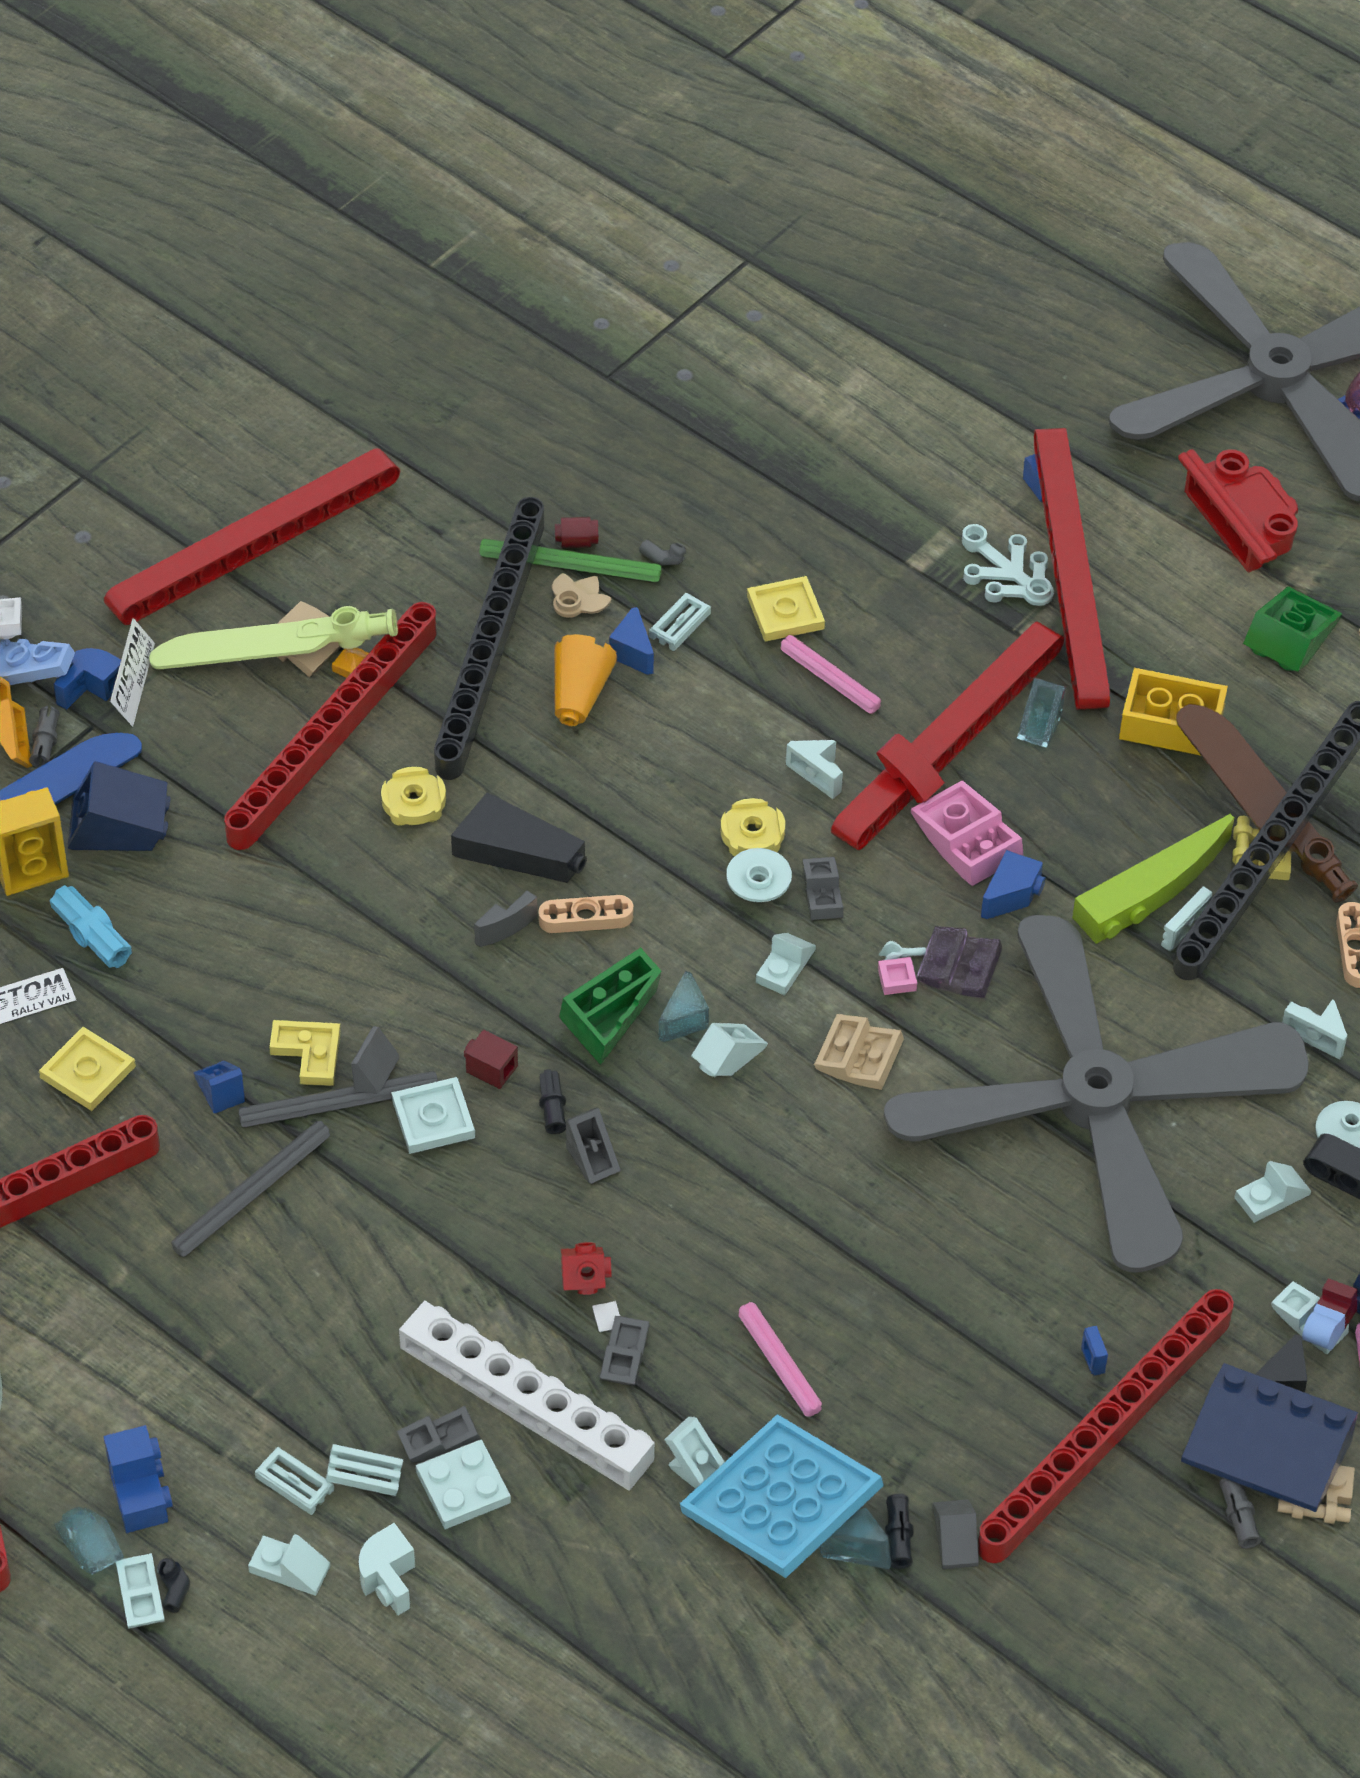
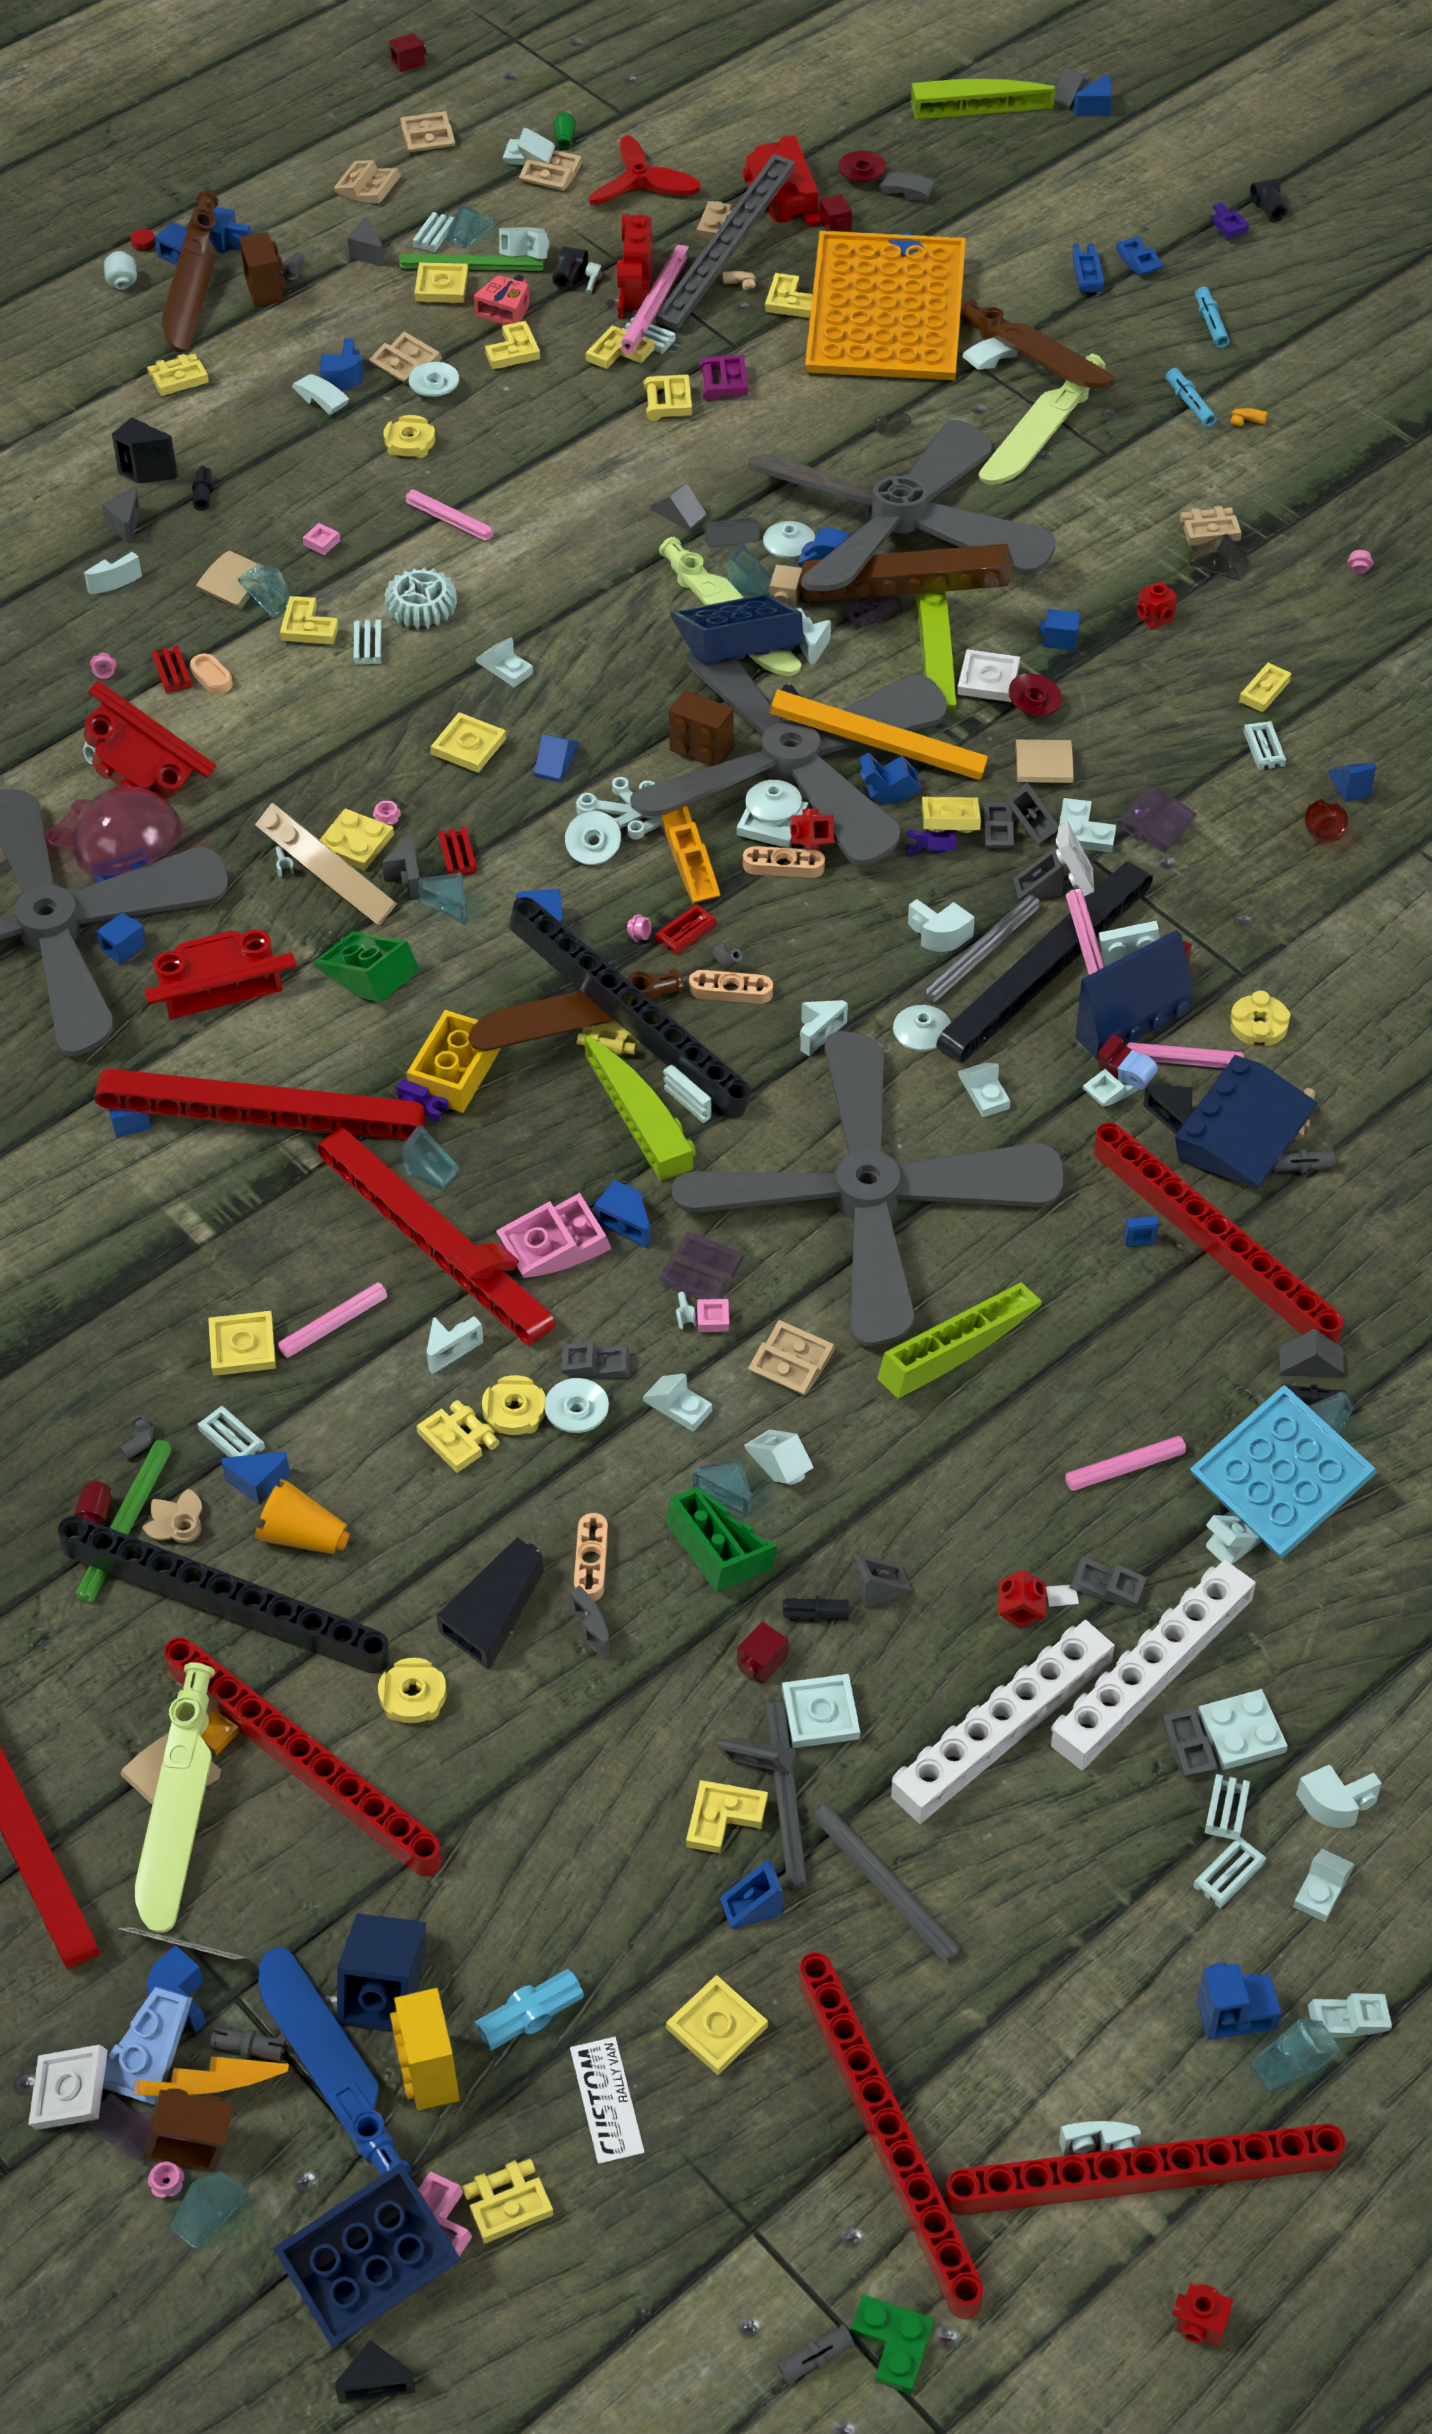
camera: 80 degrees left, 0 degrees up
(176, 1582) = (1341, 1983): black arm -> none
(527, 1340) = (923, 1798): none -> white brick
(702, 782) = (451, 1441): none -> light yellow plate
(904, 1186) = (954, 1340): none -> lime slope
(1034, 590) = (266, 1146): light aqua plant -> none
(1118, 694) = (413, 1092): none -> dark purple plate
(1271, 429) = (121, 938): none -> blue brick

